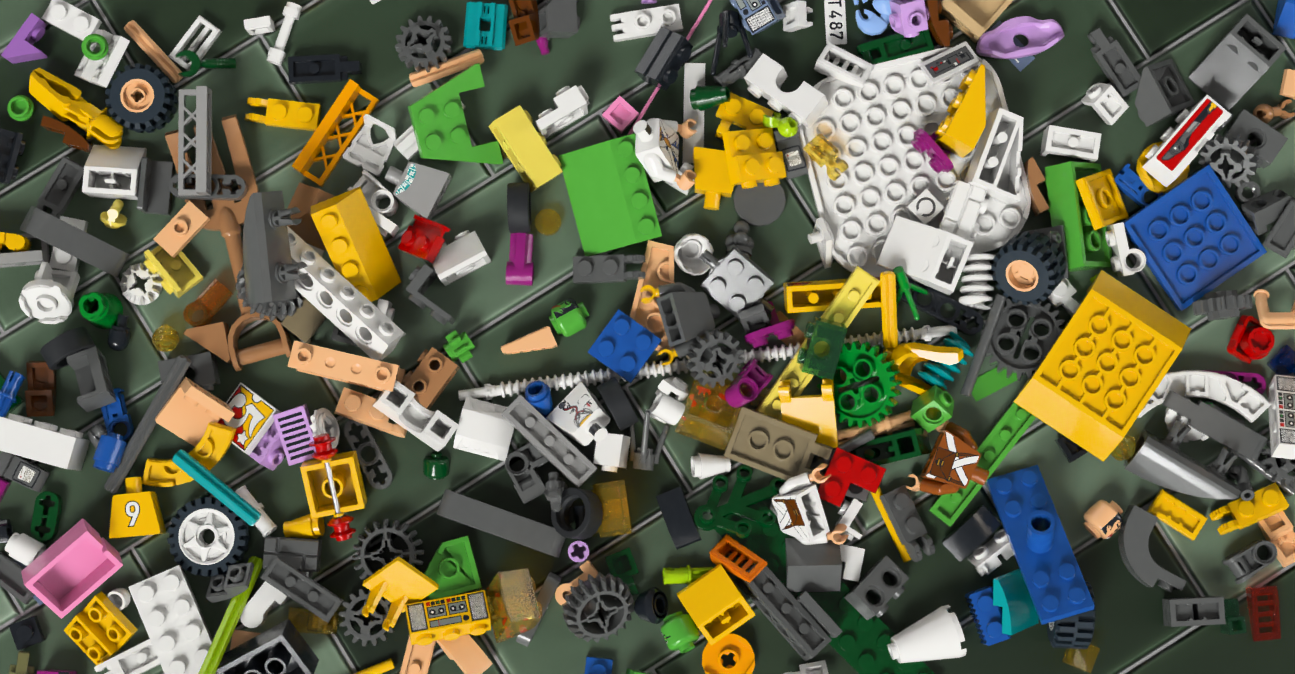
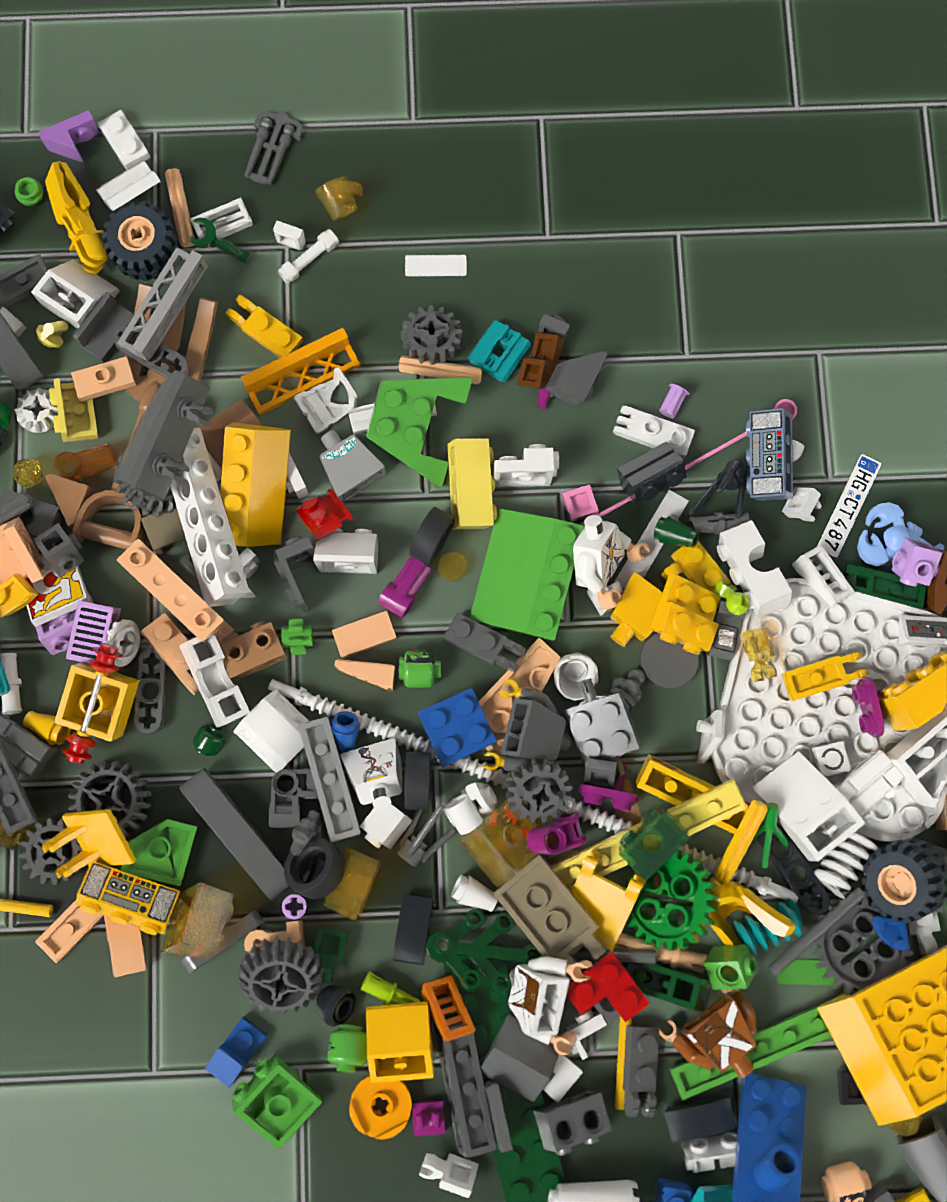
camera: 25 degrees right, 5 degrees down
(71, 137) = (55, 240): reddish brown slope -> none
(95, 38) = (122, 162): bright green plate -> none
(232, 385) = (58, 550): none -> dark grey brick
(321, 69) = (323, 306): black hinge -> none
(374, 193) = (303, 446): white piece -> none
(509, 315) = (364, 634): none -> light nougat tile
(769, 648) = (428, 1117): none -> magenta tile
(883, 147) = (820, 676): none -> yellow hinge
(1039, 313) = (892, 932): none -> blue tile

